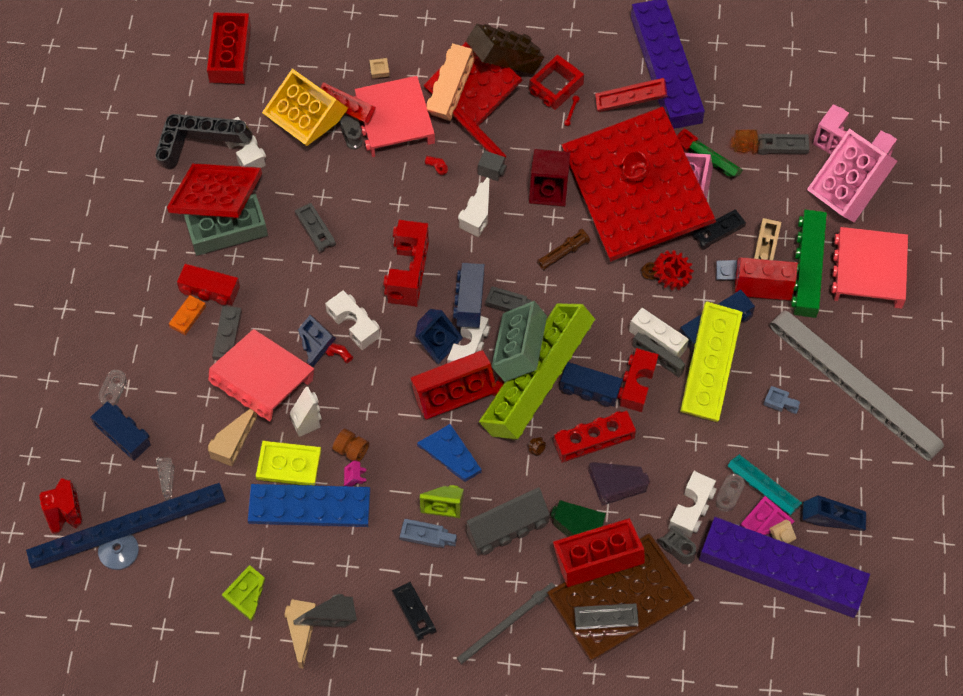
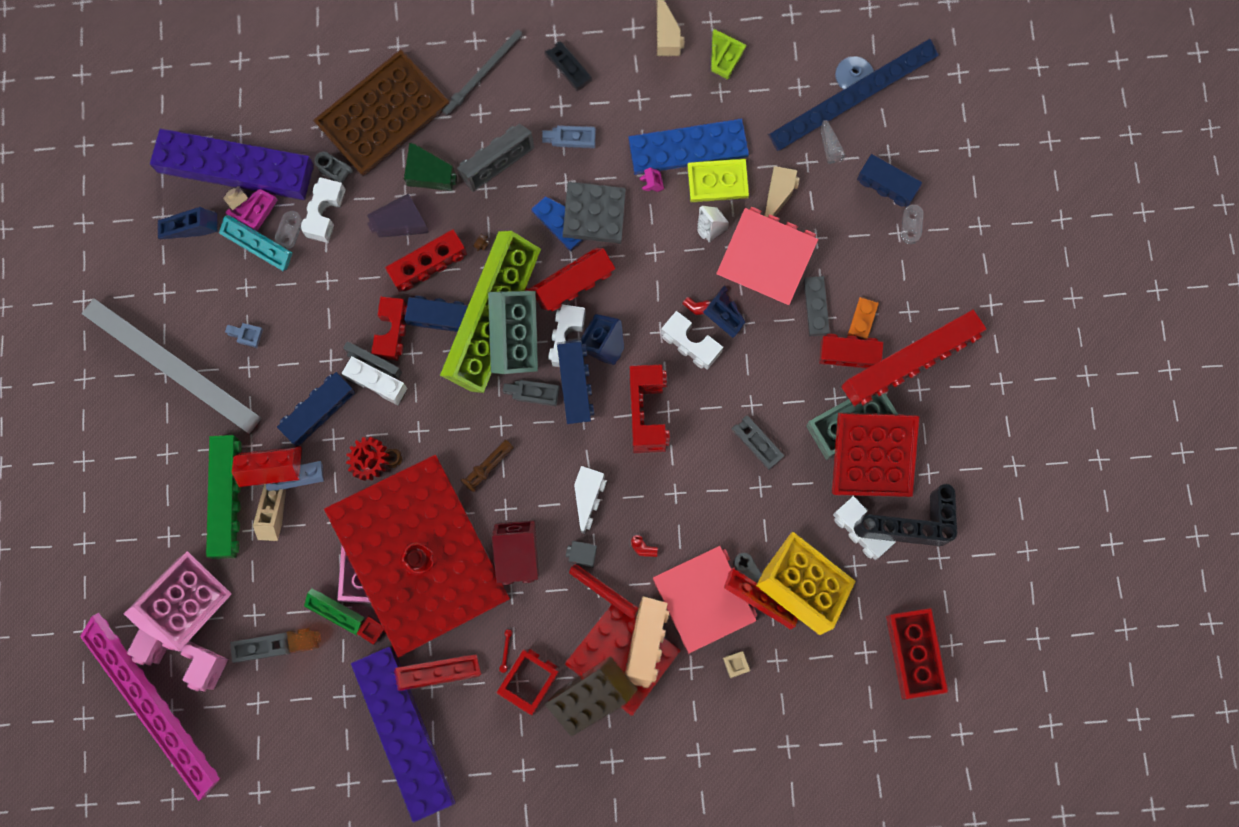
camera: 175 degrees right, 15 degrees up
(61, 506) = (919, 93): red piece -> none
(153, 259) = (913, 358): none -> red brick
(335, 612) = (642, 40): dark grey slope -> none
(348, 444) = (668, 206): dark orange wheel -> none
(419, 452) = (594, 212): none -> dark grey plate
(443, 501) = (560, 164): lime slope -> none
(599, 552) = (403, 134): red slope -> none
(606, 616) = (390, 83): dark grey plate -> none
(711, 362) = (316, 355): neon yellow plate -> none
(721, 228) = (316, 527): black plate -> none
(870, 264) = (158, 503): coral panel -> none
(883, 115) = (149, 707): none -> dark pink plate

